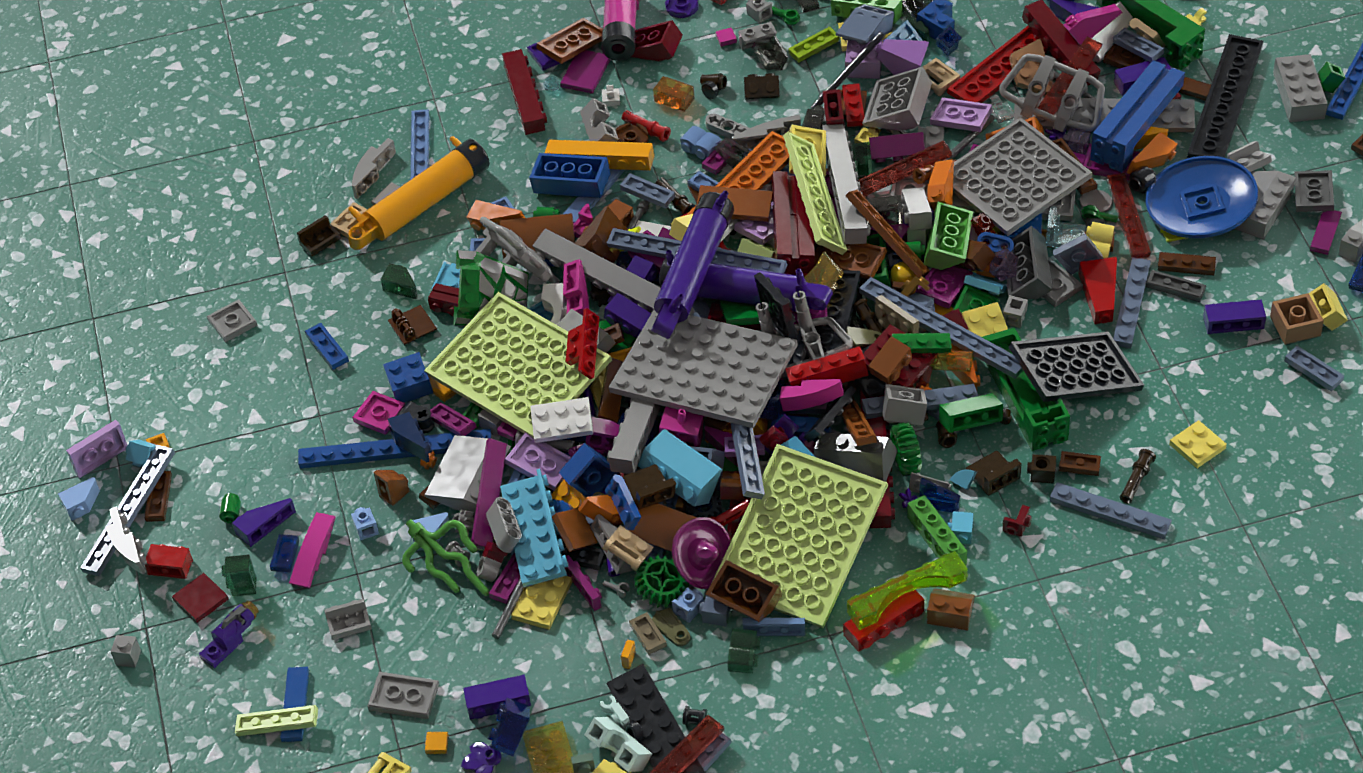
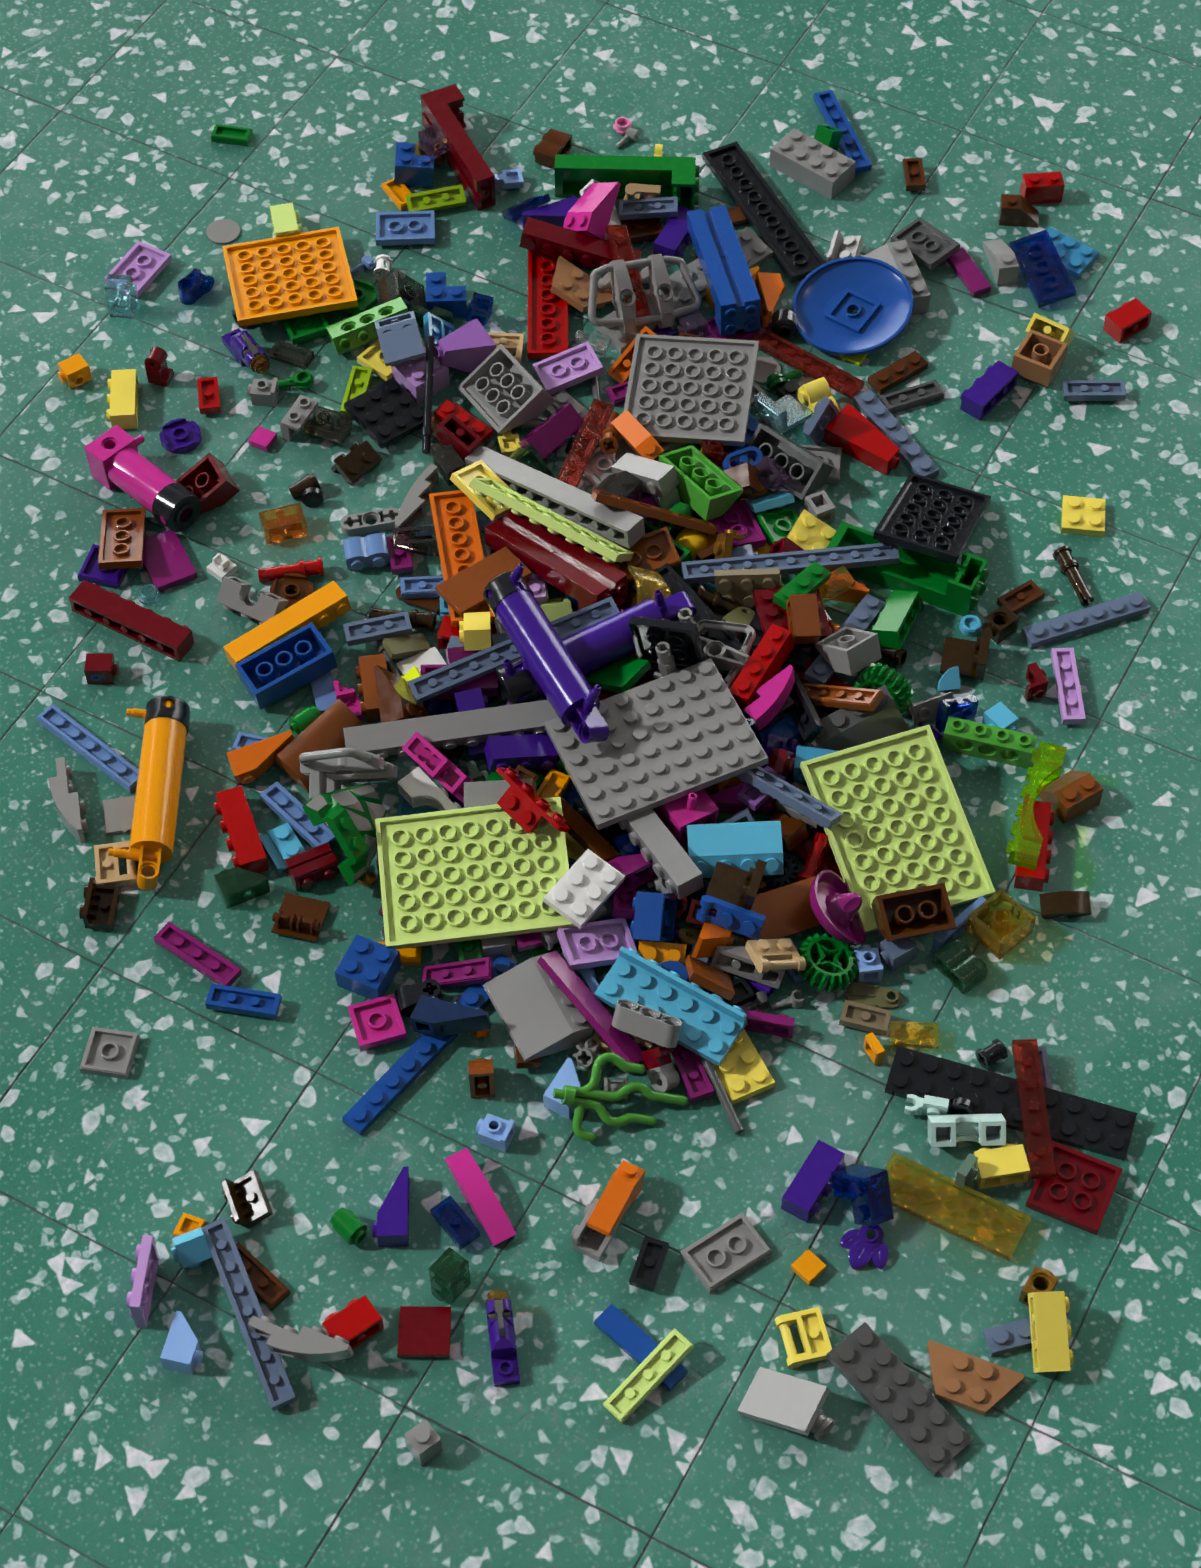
camera: 50 degrees left, 5 degrees up
(198, 450) = (247, 1199): none -> dark brown bracket
(334, 303) = (197, 955): none -> magenta plate
(353, 663) = (649, 1263): none -> black plate
(379, 609) = (616, 1198): none -> orange slope
(437, 251) = (241, 830): none -> red brick
(474, 107) = (100, 668): none -> dark red brick
(600, 575) = (761, 1002): none -> dark grey hand
(654, 213) = (405, 645): none -> olive tile
(663, 666) = (914, 1034): none -> clear yellow plate
(796, 645) = (1000, 923): none -> clear yellow brick
(813, 67) = (386, 412): none -> black plate
(858, 668) = (1065, 903): none -> dark brown slope
(1024, 455) = (970, 625): none -> medium azure tile
(1039, 541) = (1068, 686): none -> lavender plate

